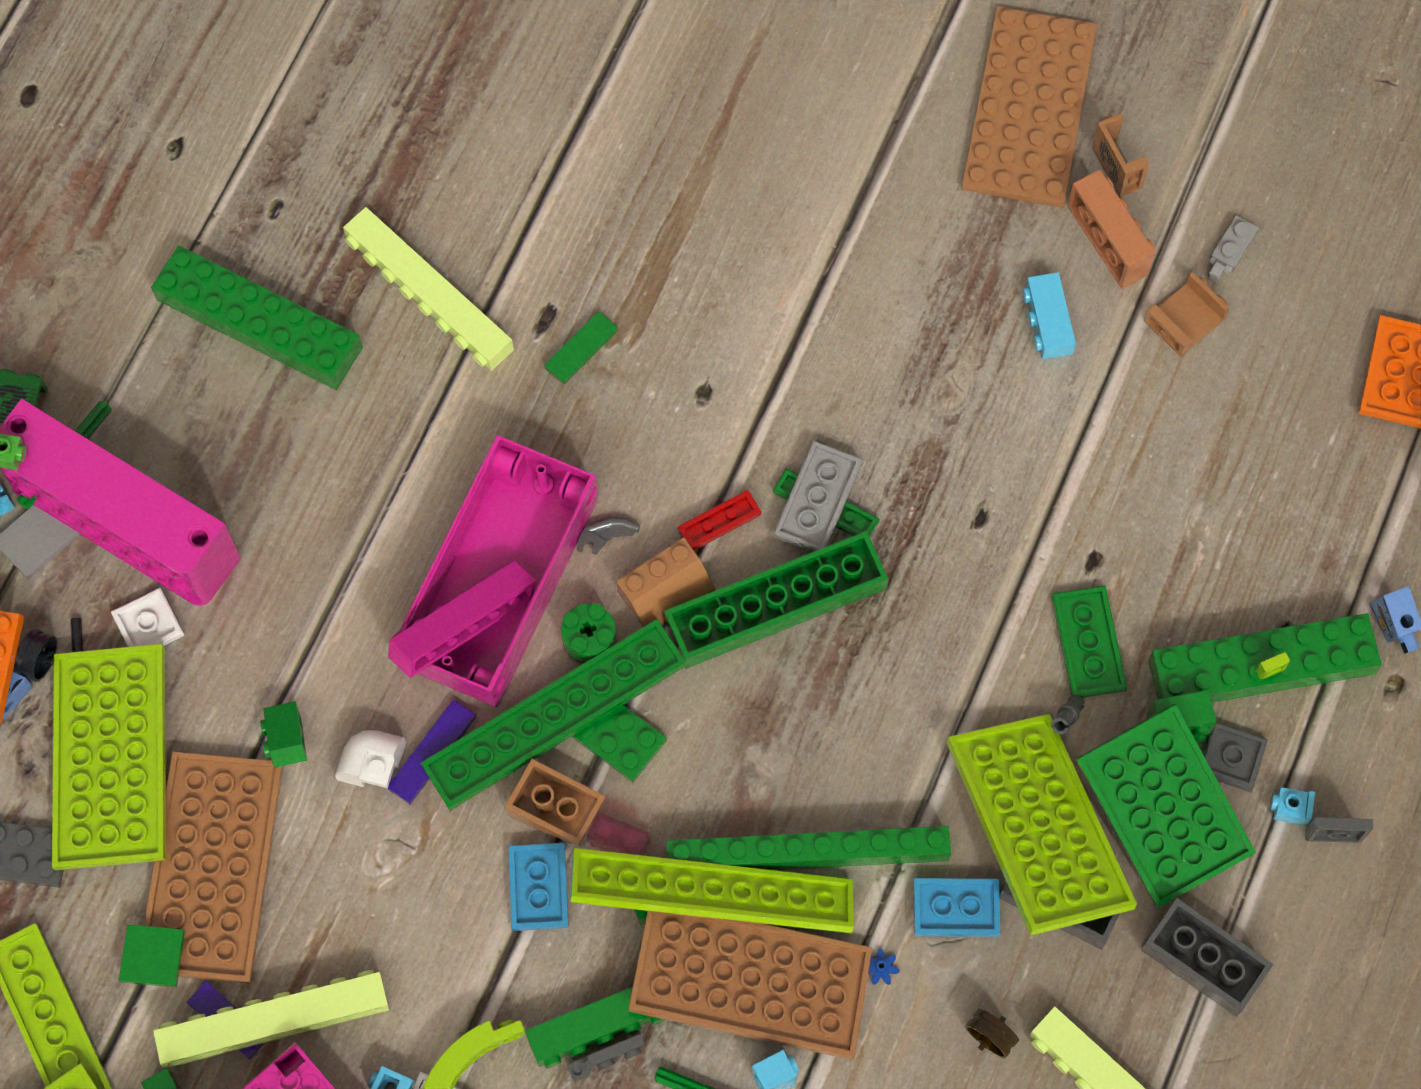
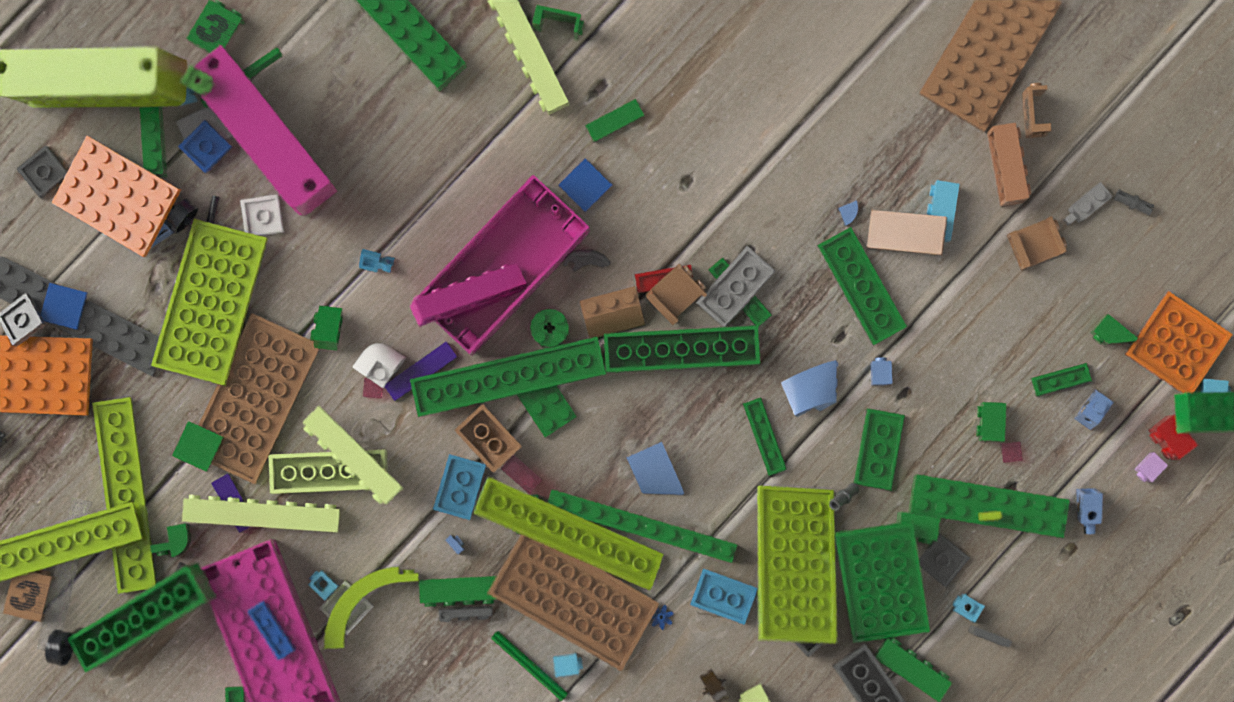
camera: 20 degrees right, 15 degrees up
(41, 558) = (205, 146): none -> blue tile
(316, 628) = (372, 261): none -> dark azure plate
(347, 927) = (314, 472): none -> yellowish green brick
(373, 798) = (371, 389): none -> clear pink tile
(374, 886) = (349, 452): none -> yellowish green brick
(463, 240) = (559, 15): none -> green panel
(559, 965) = (456, 543): none -> medium blue plate
(571, 438) = (585, 185): none -> blue tile
(742, 529) = (676, 293): none -> medium nougat panel
(800, 772) = (655, 471): none -> medium blue slope
(929, 359) = (849, 212): none -> medium blue tile
(930, 678) = (764, 436): none -> green tile
(969, 591) = (812, 388): none -> medium blue slope
(983, 443) = (861, 286): none -> green plate
(1015, 354) = (907, 232): none -> tile
(1052, 541) = (881, 371): none -> medium blue brick
(1223, 554) = (992, 422): none -> green brick
(1255, 915) = (913, 670): none -> green brick
(1264, 585) = (1011, 452): none -> clear pink tile
(1288, 225) = (1134, 202): none -> dark grey pin
(1290, 472) = (1061, 379): none -> green tile
(1331, 389) = (1111, 332): none -> green slope
(1352, 487) = (1094, 410): none -> medium blue torso

